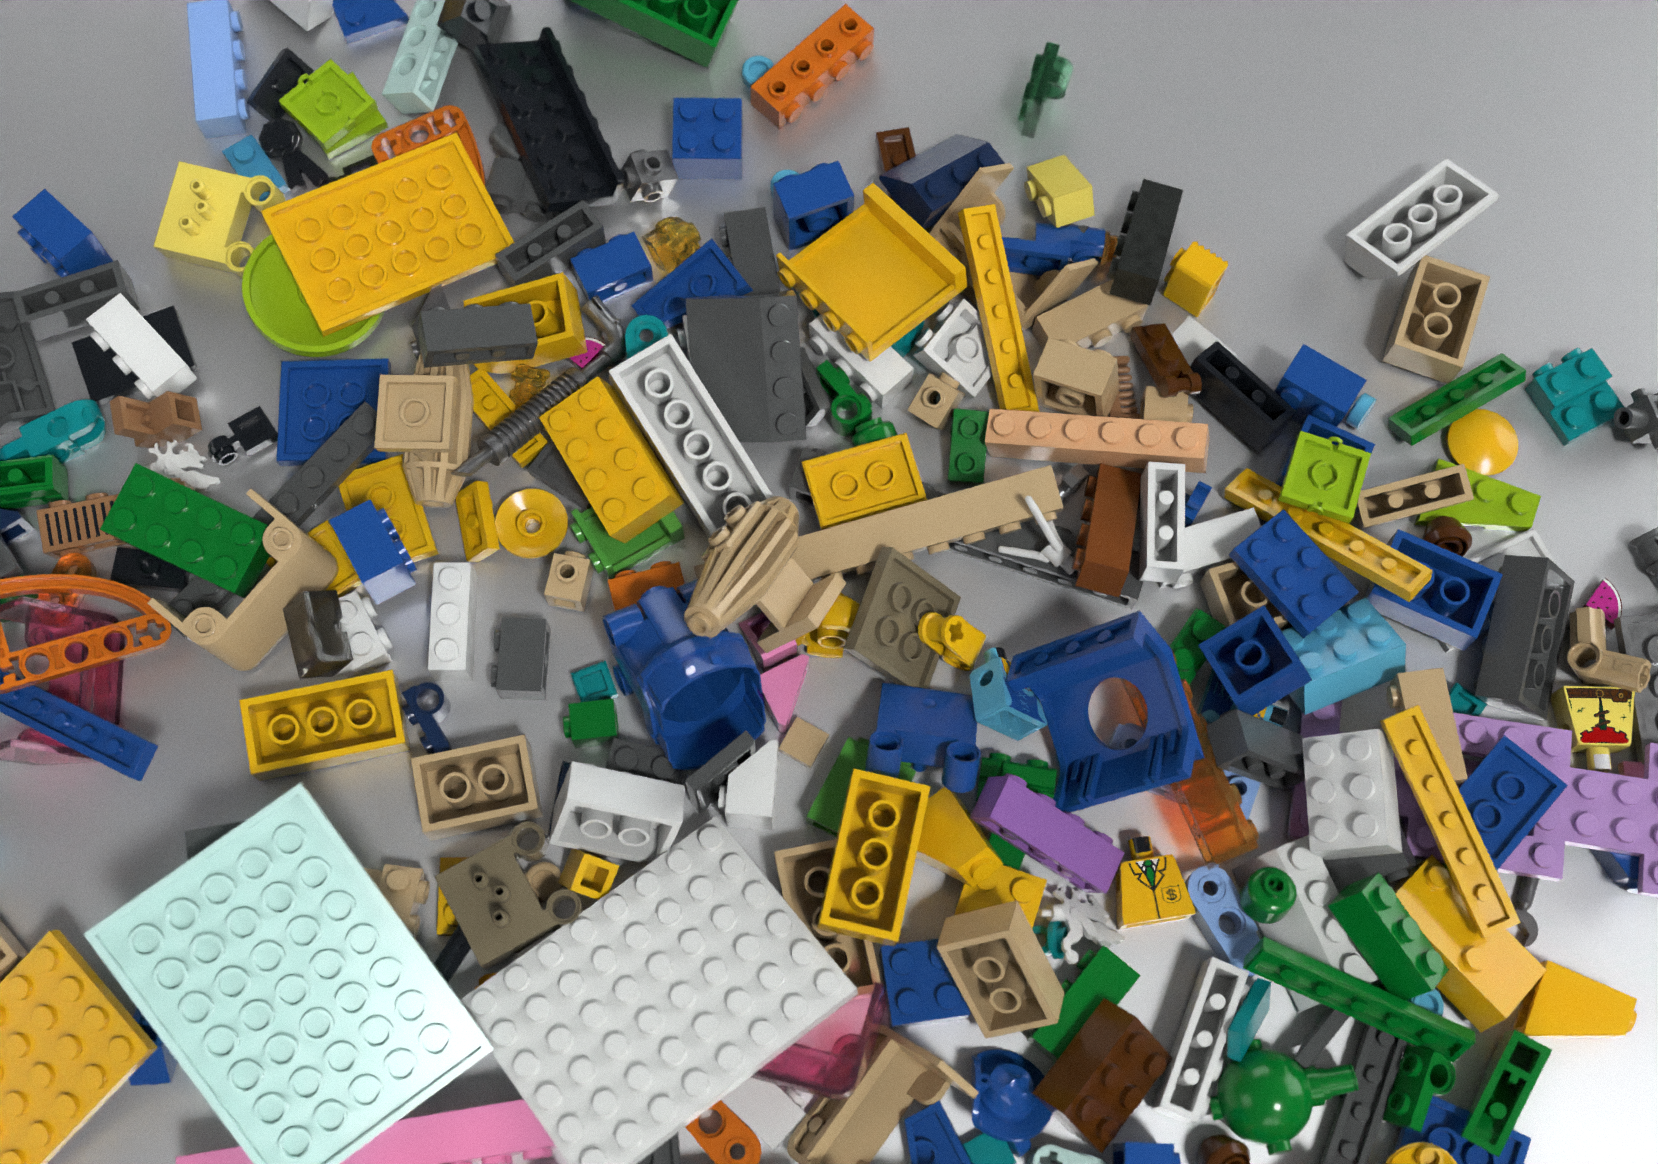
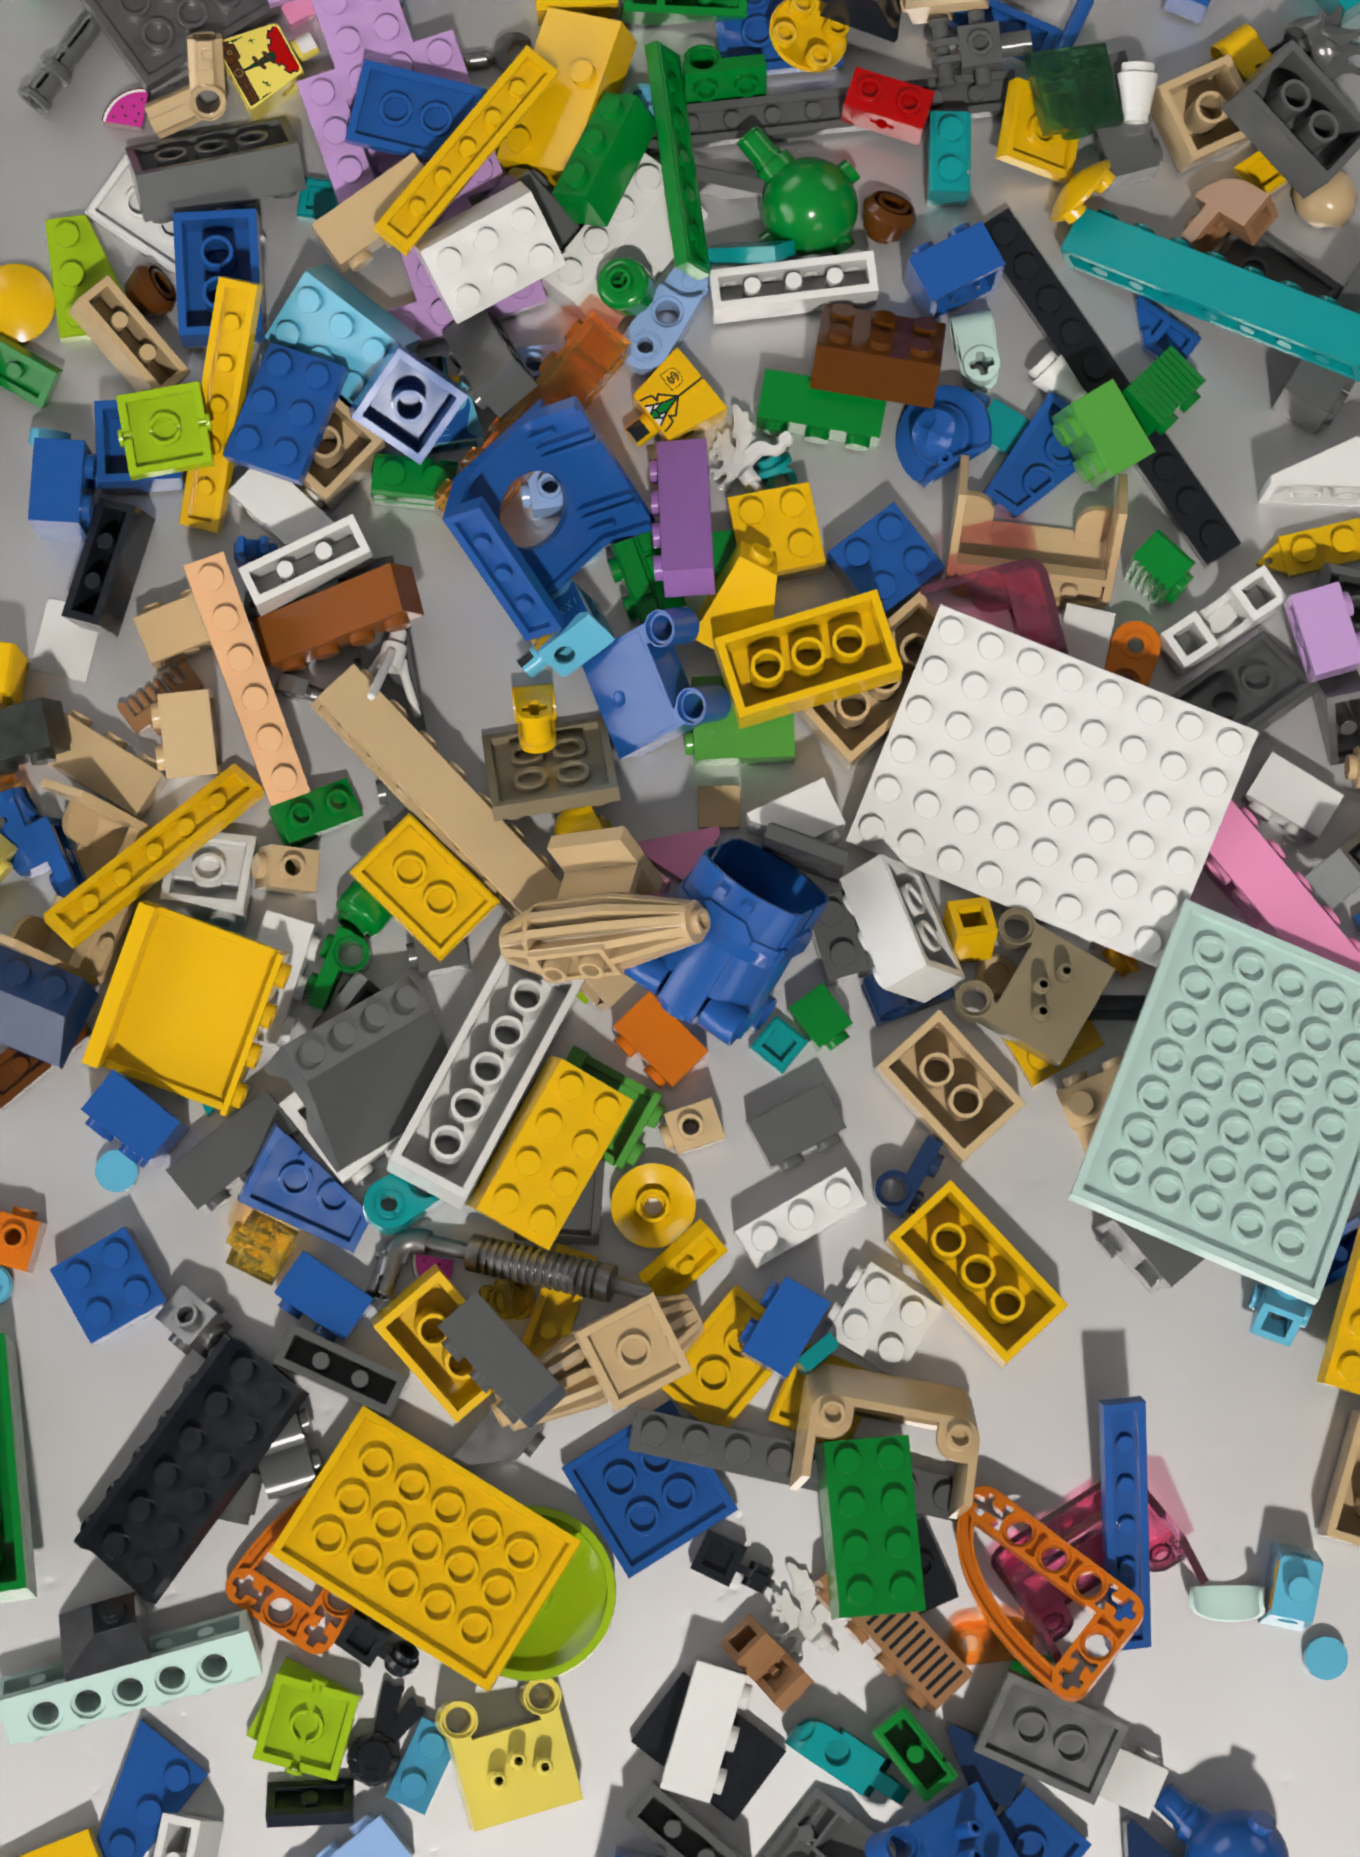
camera: 120 degrees left, 10 degrees up
(317, 634) = (897, 1332): clear smoke brick -> none
(344, 573) = (816, 1354): none -> teal tile
(1001, 969) = (840, 491): tan brick -> none
(1165, 360) = (109, 660): reddish brown plate -> none

